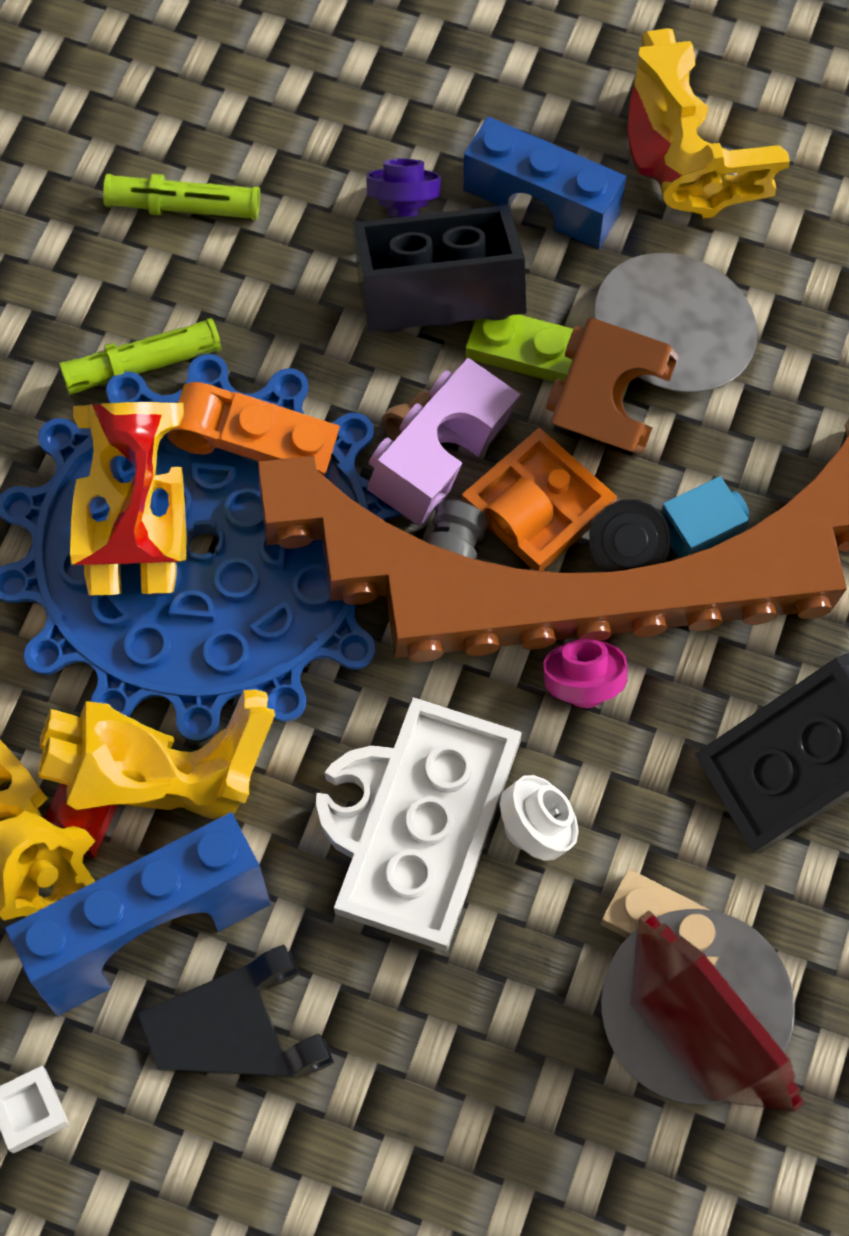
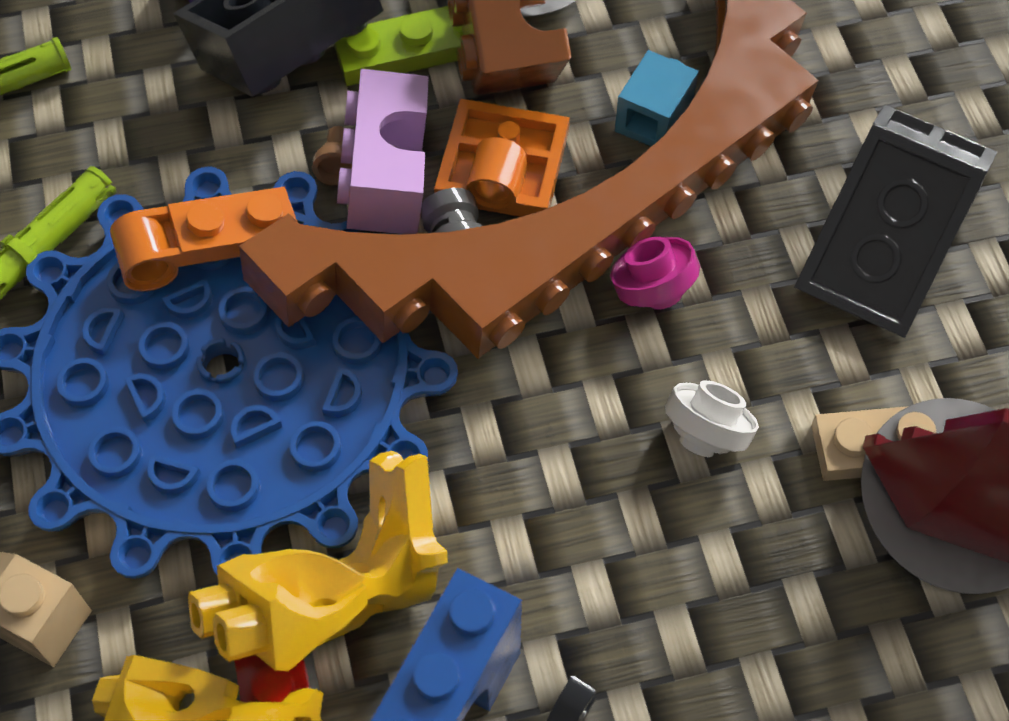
camera: 35 degrees left, 5 degrees down
(130, 529) = (150, 382): yellow hips -> none
(418, 820) = (604, 490): white plate -> none
(629, 536) = (604, 142): black plate -> none

